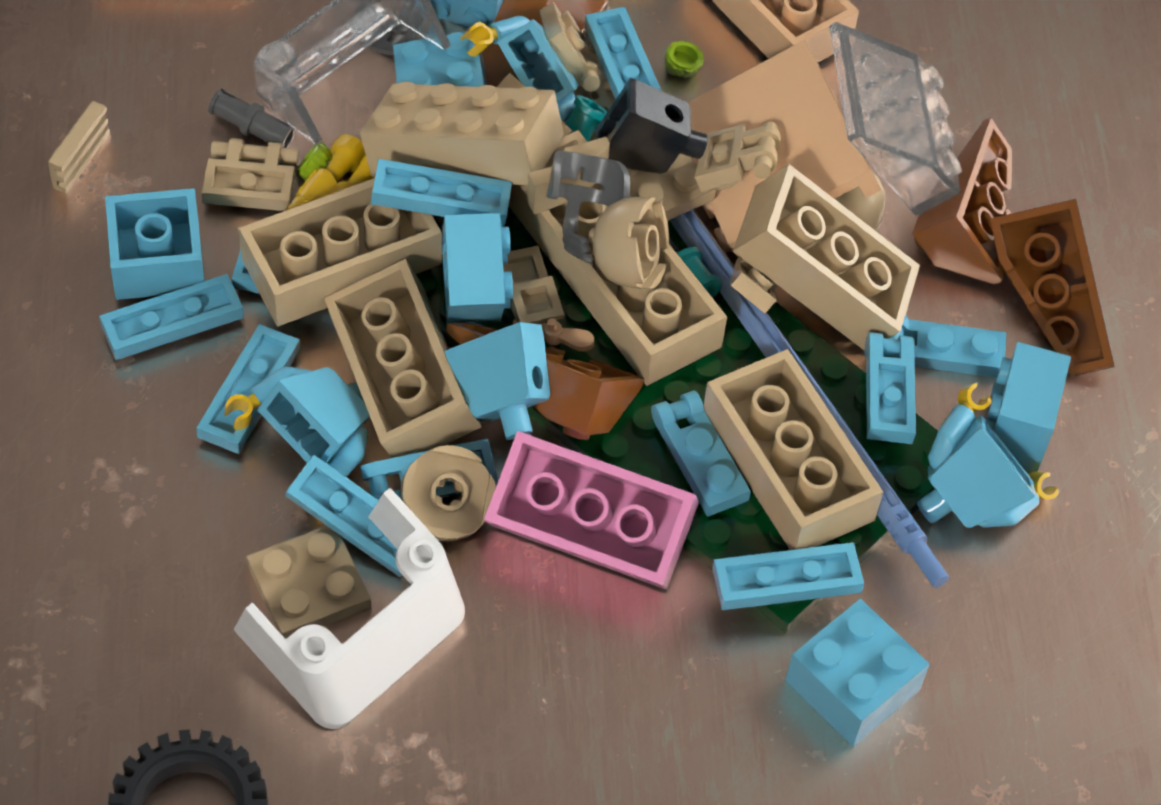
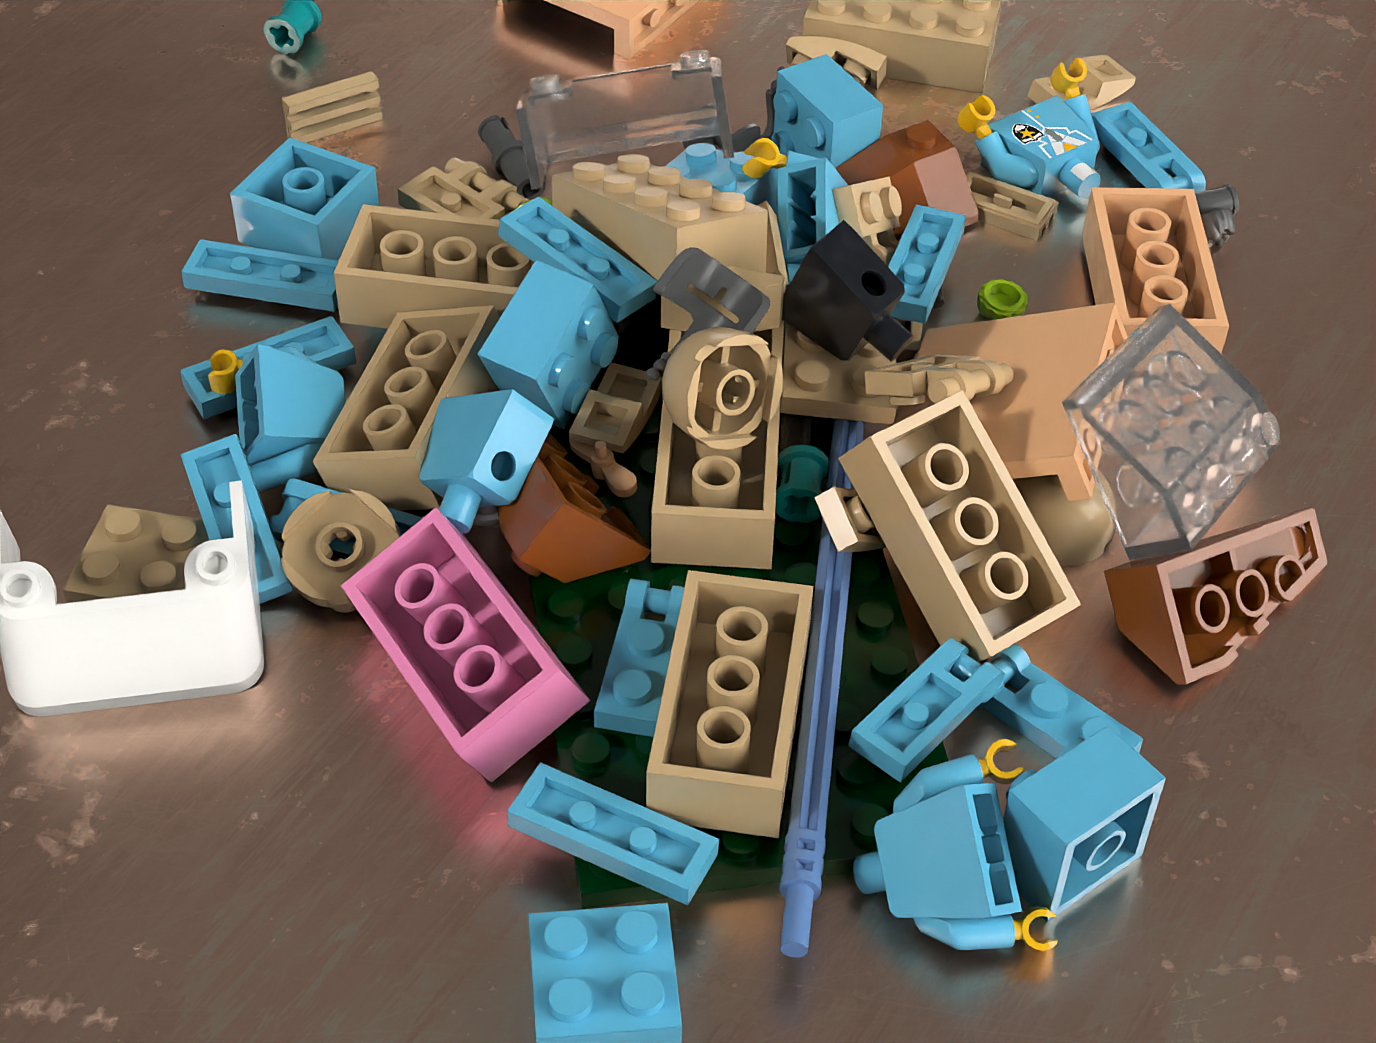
camera: 40 degrees right, 10 degrees down
(1053, 273) = (1258, 711): dark orange wedge -> none

